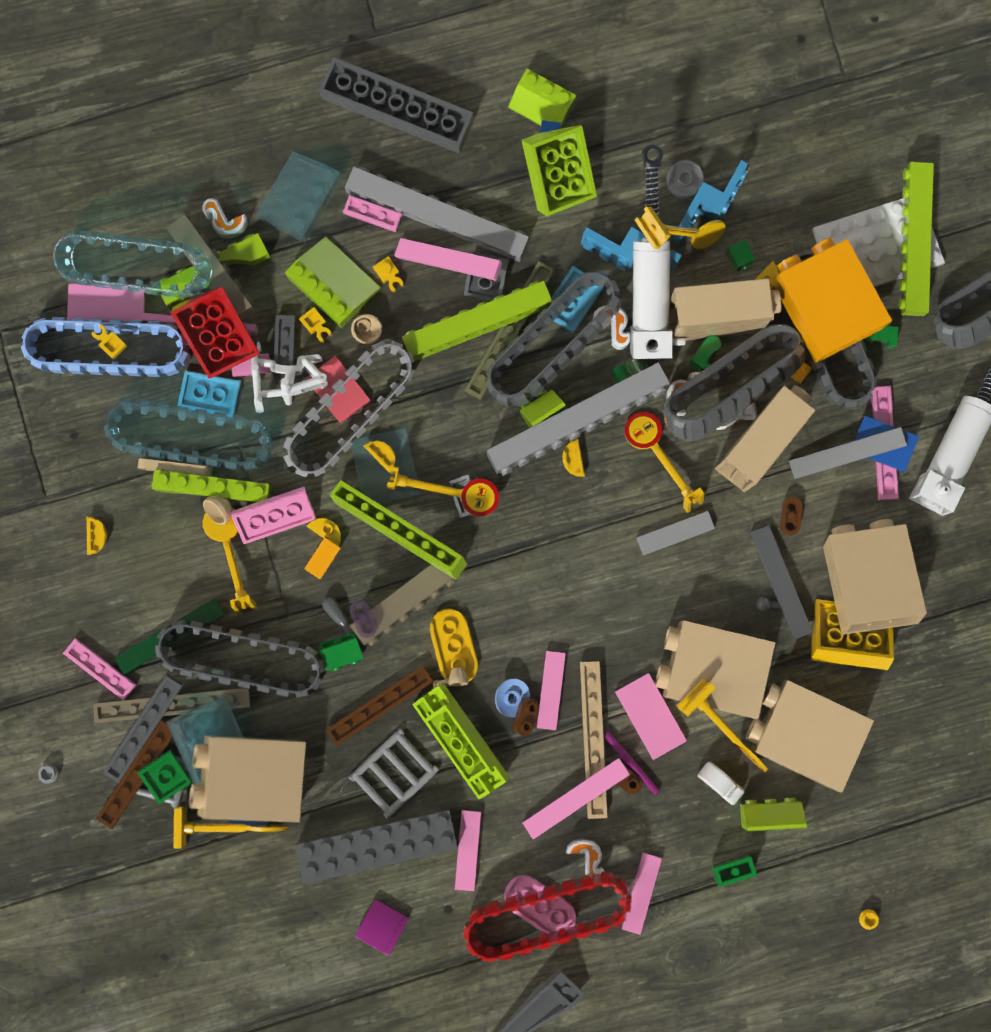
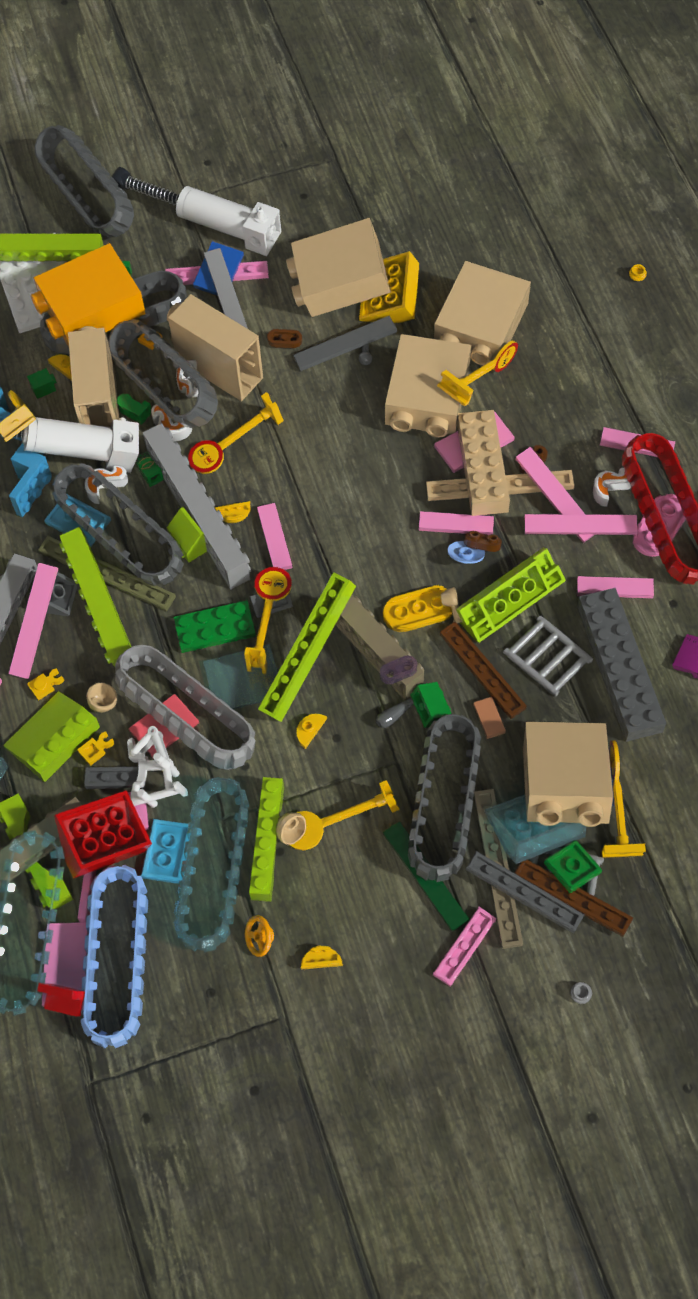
camera: 85 degrees left, 20 degrees down
(65, 300) = (62, 999): none -> red panel
(110, 343) = (112, 937): yellow plate -> none
(118, 481) = (262, 936): none -> light orange piece
(151, 465) = (244, 896): tan beam -> none
(273, 515) = (295, 774): bright pink tile -> none
(323, 558) = (337, 728): light orange tile -> none
(328, 708) = (489, 717): none -> nougat tile
(382, 453) = (230, 677): yellow plate -> none
(443, 439) = (214, 626): none -> green plate
(538, 821) = (580, 524): none -> bright pink tile
(543, 500) = (274, 536): none -> bright pink tile
(615, 722) = (483, 463): none -> tan brick
(631, 762) = (508, 464): magenta bar -> none
(675, 533) = (303, 428): light grey tile -> none
(721, 783) = (528, 381): white animal -> none
(733, 870) = (608, 368): green brick -> none
(772, 815) = (555, 341): lime slope -> none

